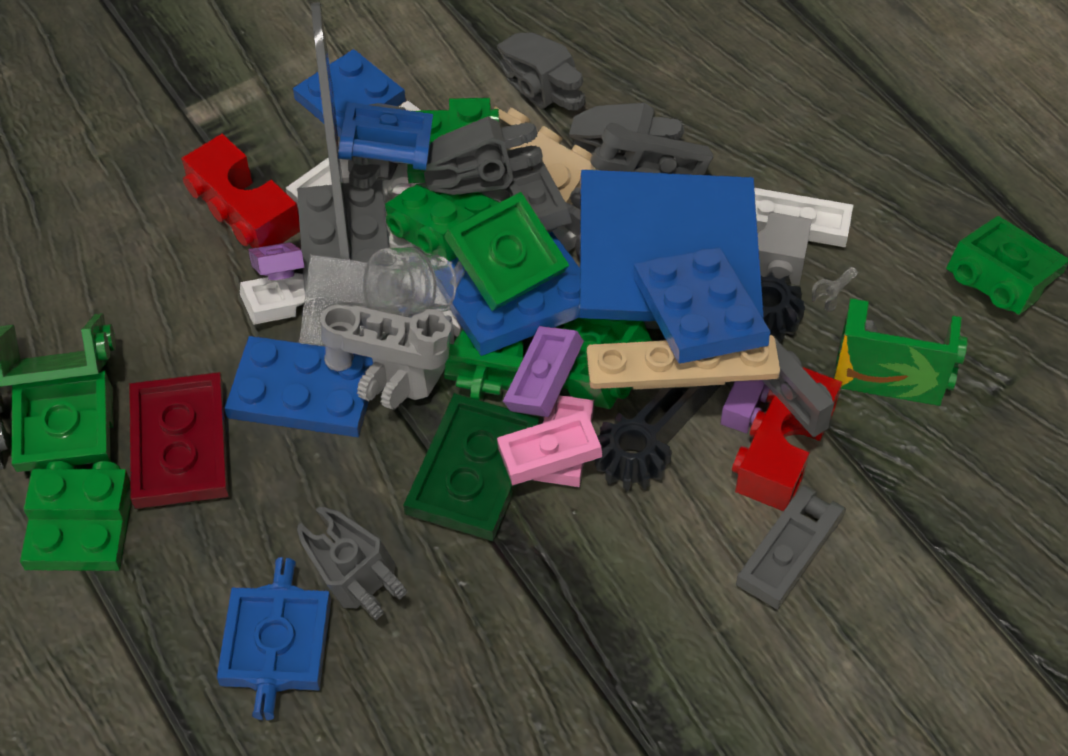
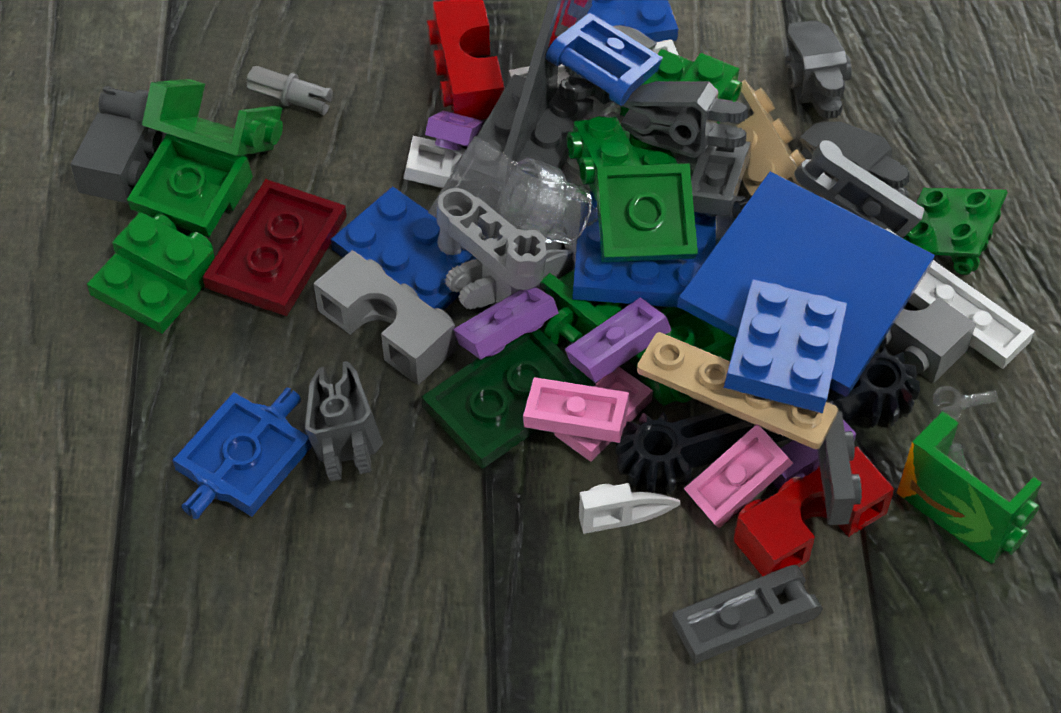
camera: 30 degrees right, 0 degrees up
(93, 294) = (289, 89): none -> light grey axle
(286, 440) = (362, 292): none -> light grey arch
(436, 403) = (505, 321): none -> medium lavender plate
(626, 514) = (617, 506): none -> white plate
(712, 435) = (738, 476): none -> bright pink plate
(738, 145) = (957, 223): none -> green hinge

